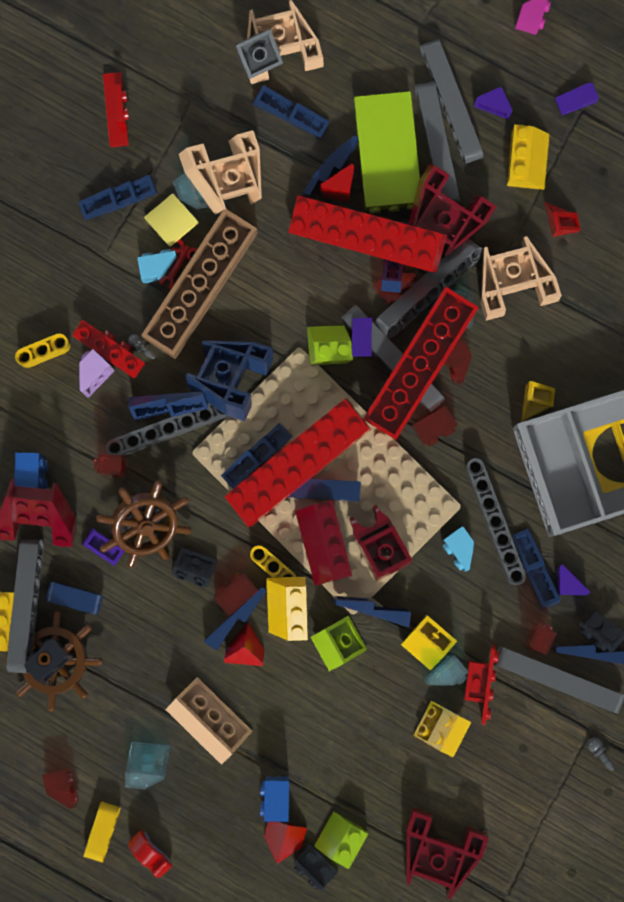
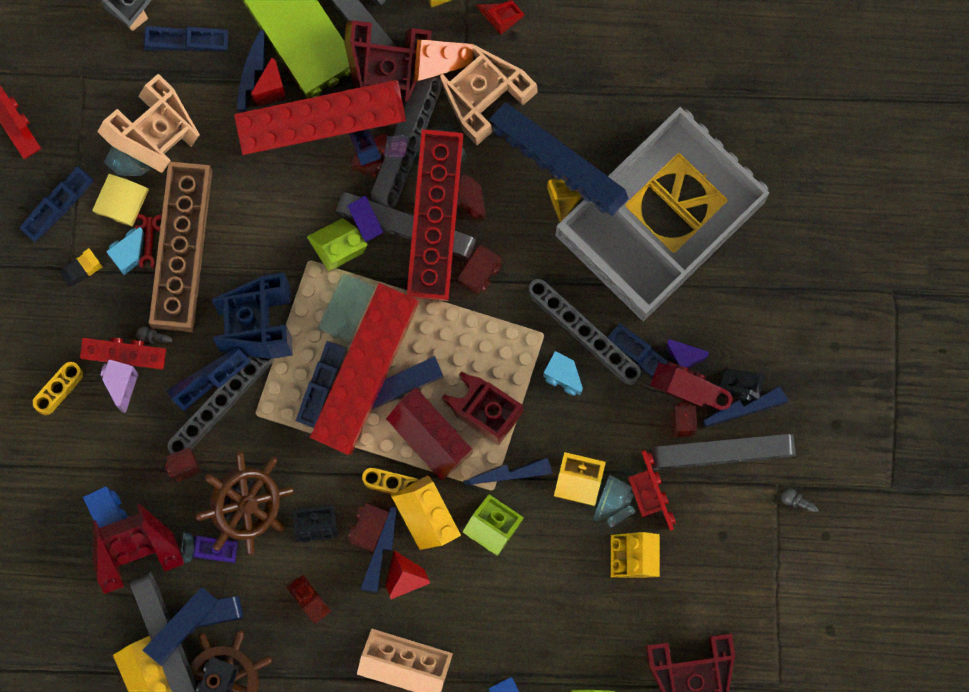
camera: 30 degrees left, 5 degrees down
(41, 598) = (180, 626): none -> dark blue slope
(82, 534) = (187, 547): none -> clear light blue tile
(111, 260) = (80, 268): none -> leg
(157, 627) = (308, 599): none -> clear red slope
(309, 402) = (346, 307): none -> clear light blue piece
(418, 289) = (396, 146): none -> clear light blue tile
(447, 690) = (620, 516): none -> clear light blue tile
(492, 232) = (440, 57): none -> wing
(548, 369) = (558, 159): none -> dark blue brick
(558, 613) = (688, 385): none -> dark red brick

